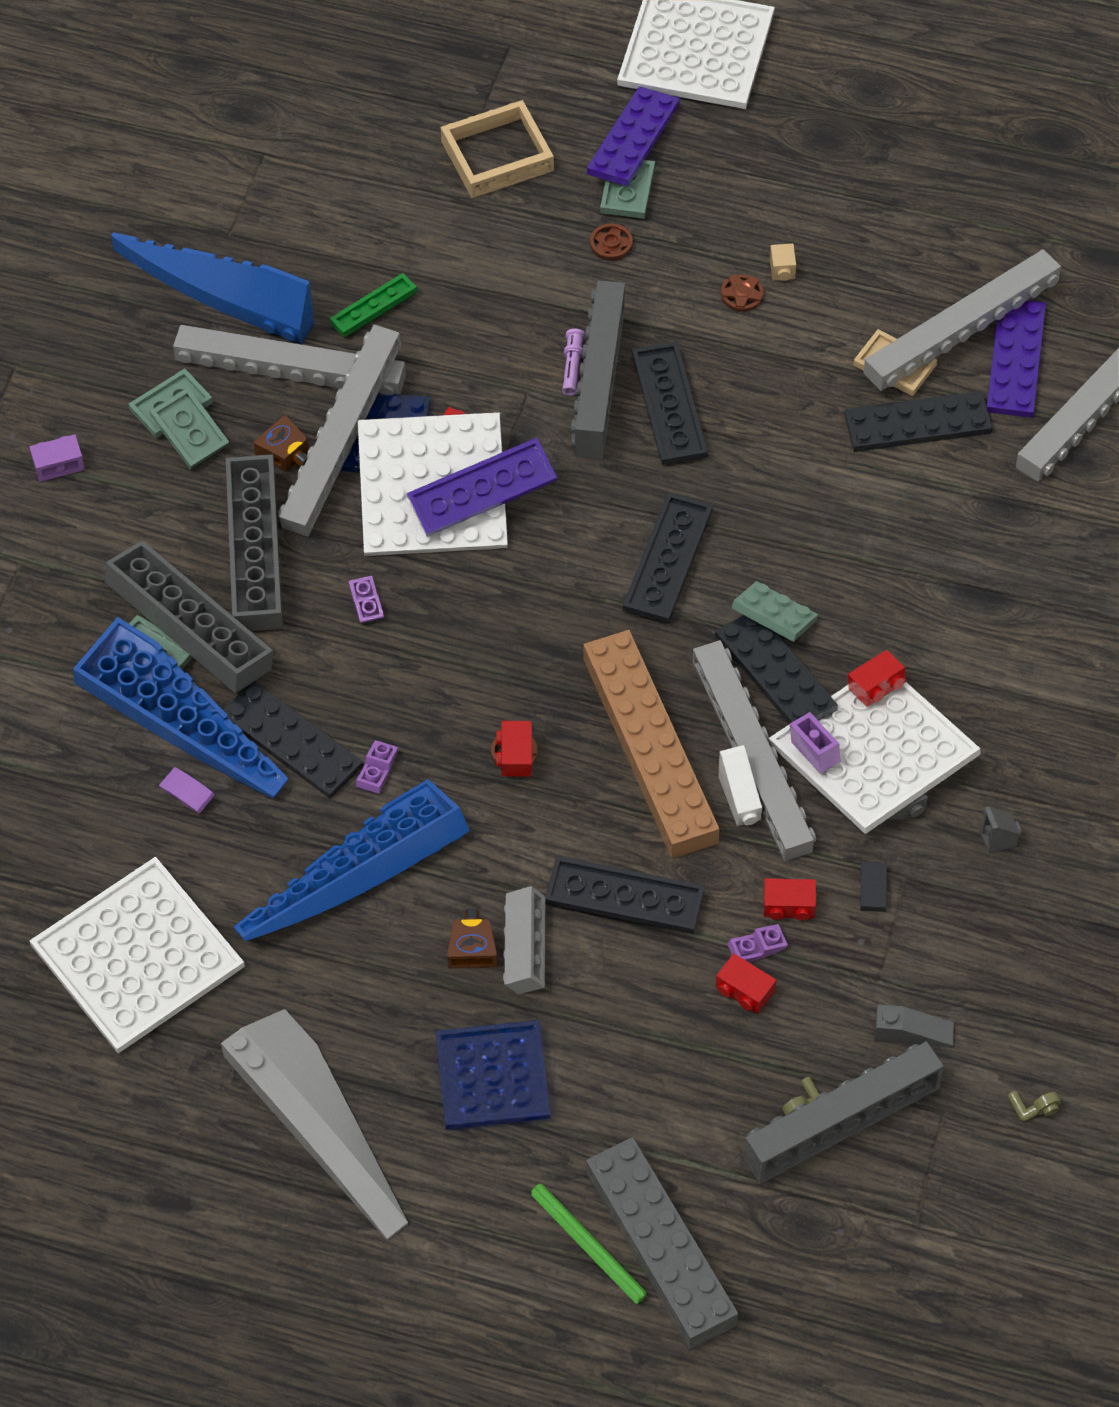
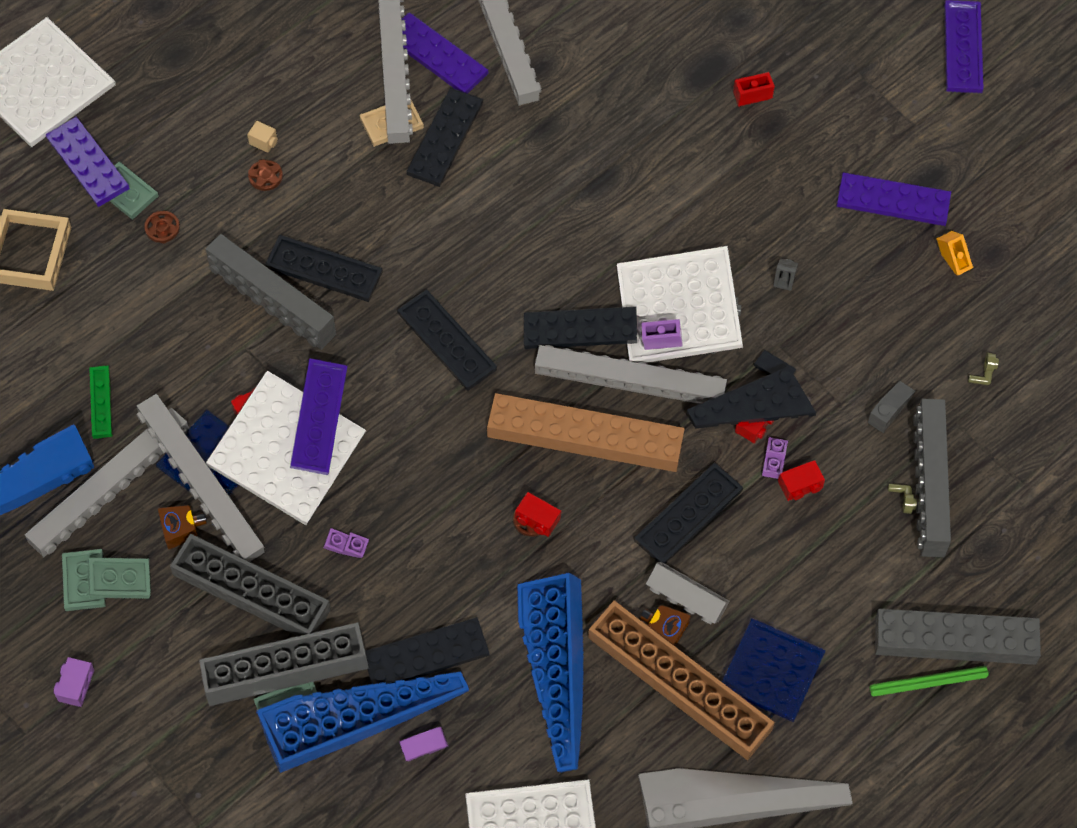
camera: 60 degrees left, 5 degrees up
(377, 767) = (486, 611): medium lavender slope -> none
(414, 989) = (681, 680): none -> medium nougat brick
(573, 354) = (240, 299): lavender pin -> none
(739, 786) = (657, 399): white slope -> none
(774, 611) = (535, 302): sand green plate -> none
(810, 887) = (759, 401): none -> black wing
(876, 678) = (633, 272): red brick -> none

